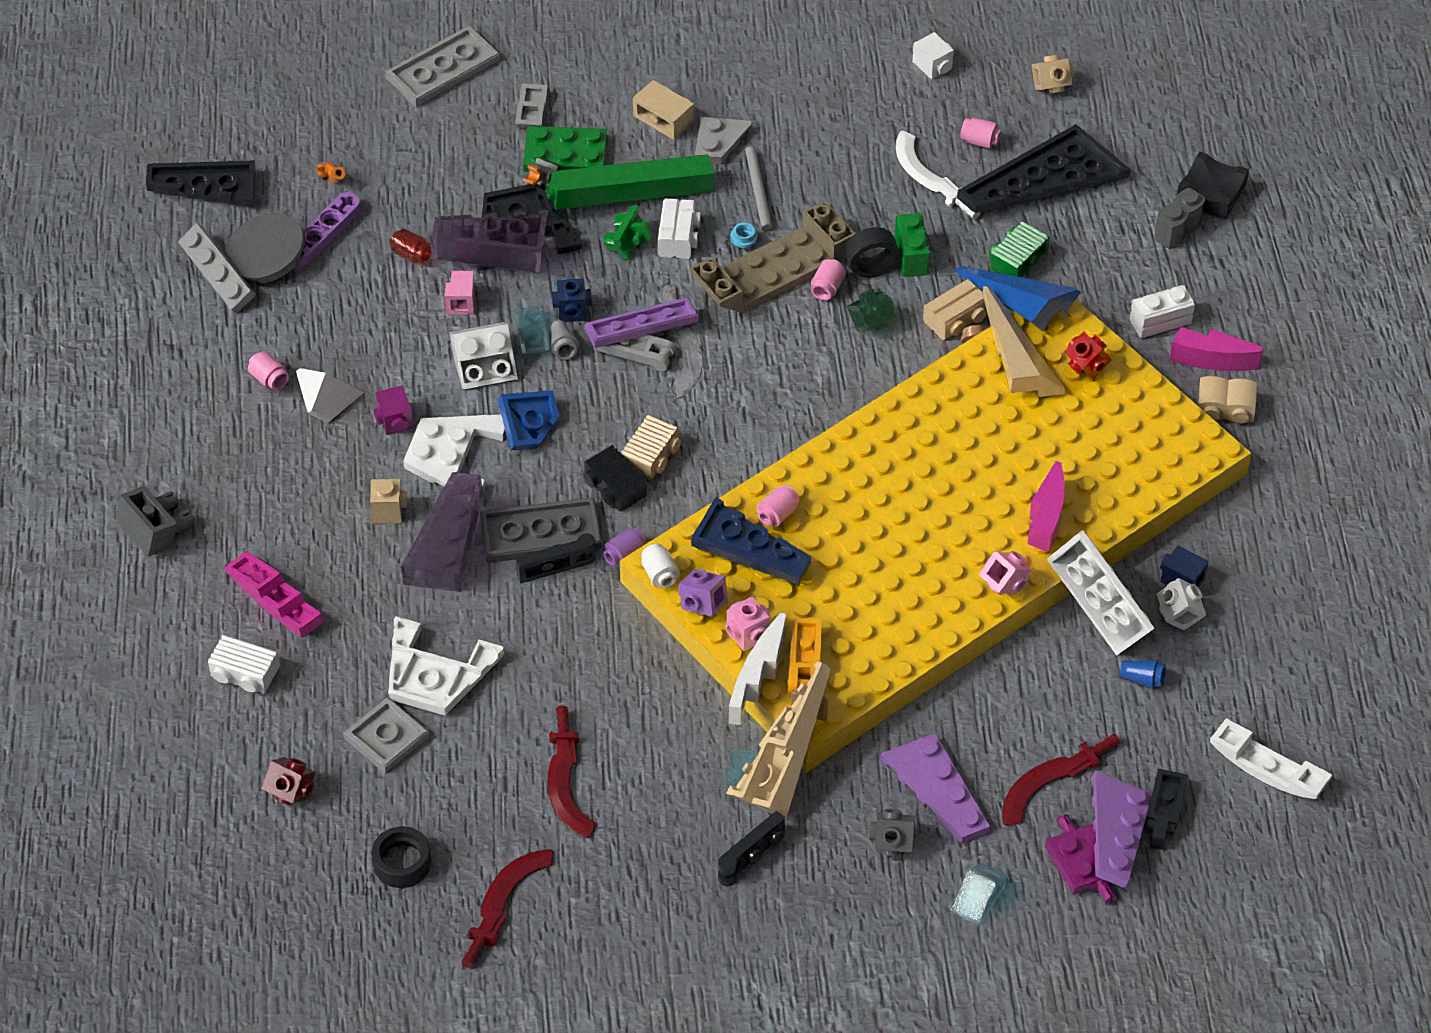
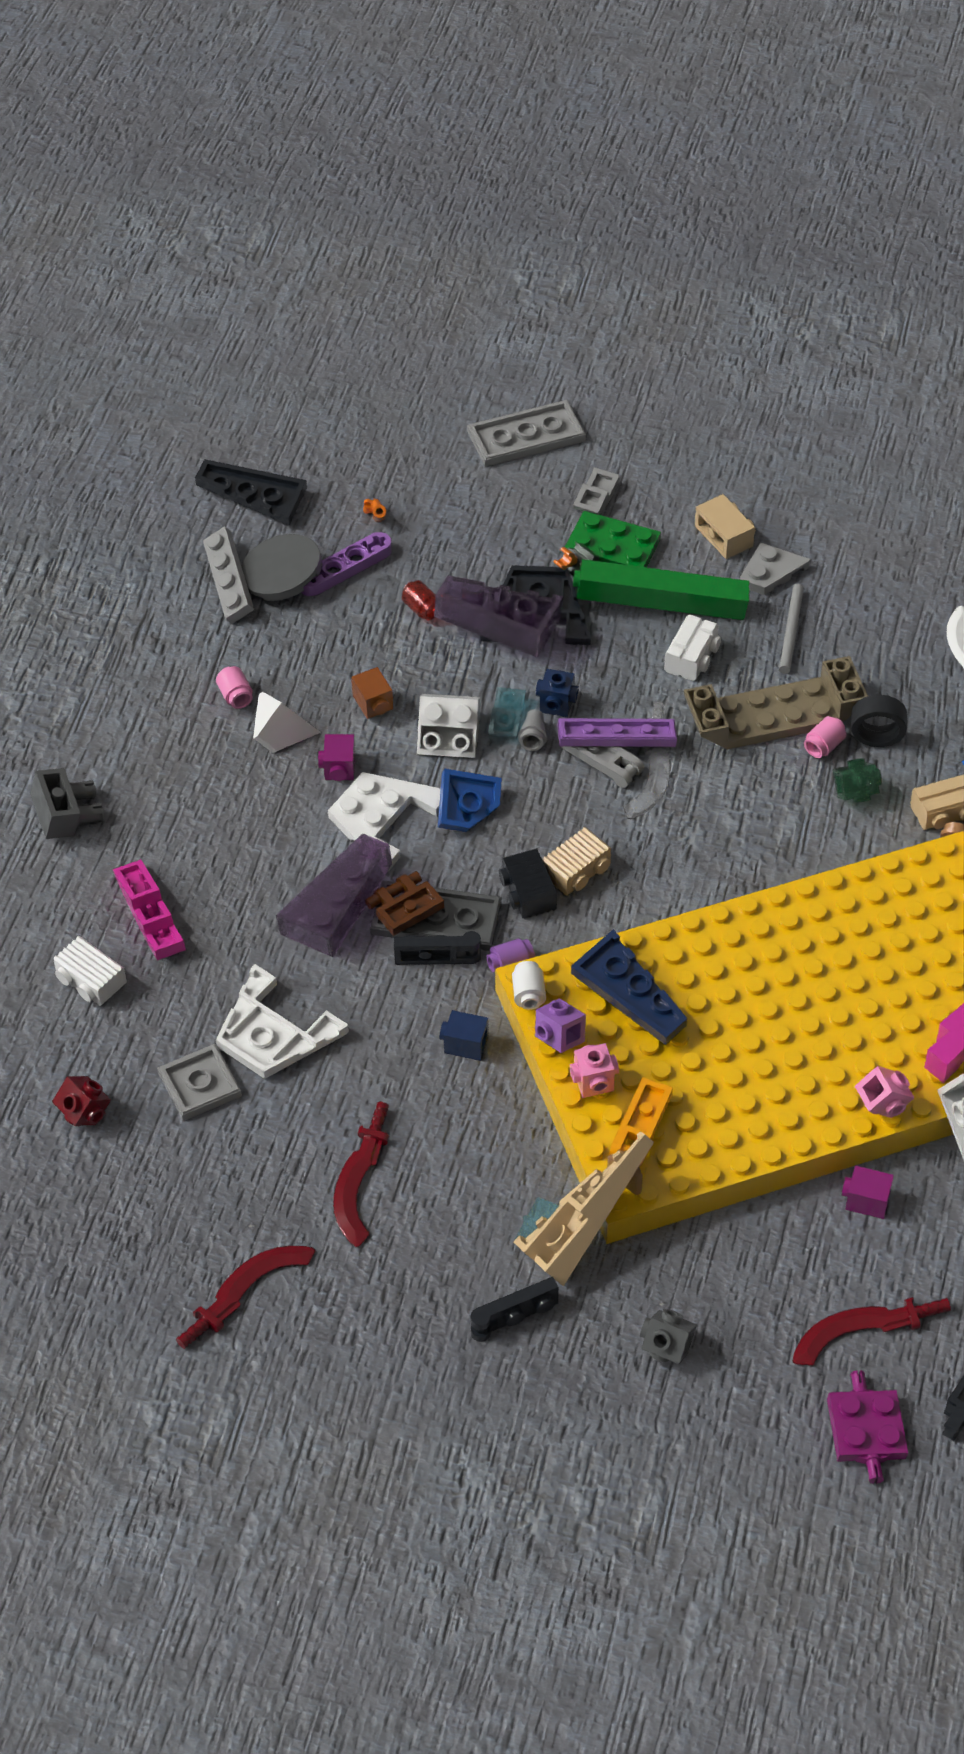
camera: 20 degrees right, 0 degrees up
(387, 500) = (294, 845): tan brick -> none
(401, 343) = (372, 693): none -> dark orange brick
(406, 876) = (154, 1191): black tyre -> none
(460, 293) = (451, 658): bright pink brick -> none
(516, 530) = (407, 909): none -> reddish brown plate
(612, 627) = (465, 1035): none -> dark blue brick
(630, 232) = (643, 638): green hips -> none
(744, 235) = (757, 671): medium azure plate -> none
(760, 664) = (591, 1115): white slope -> none
(777, 505) = (674, 956): bright pink brick -> none
(912, 245) = (925, 724): green brick -> none
(938, 784) = (738, 1299): medium lavender wing -> none
(978, 893) = (736, 1428): clear light blue slope -> none
(1015, 663) = (868, 1191): none -> magenta brick
(1118, 826) = (911, 1401): medium lavender wing -> none

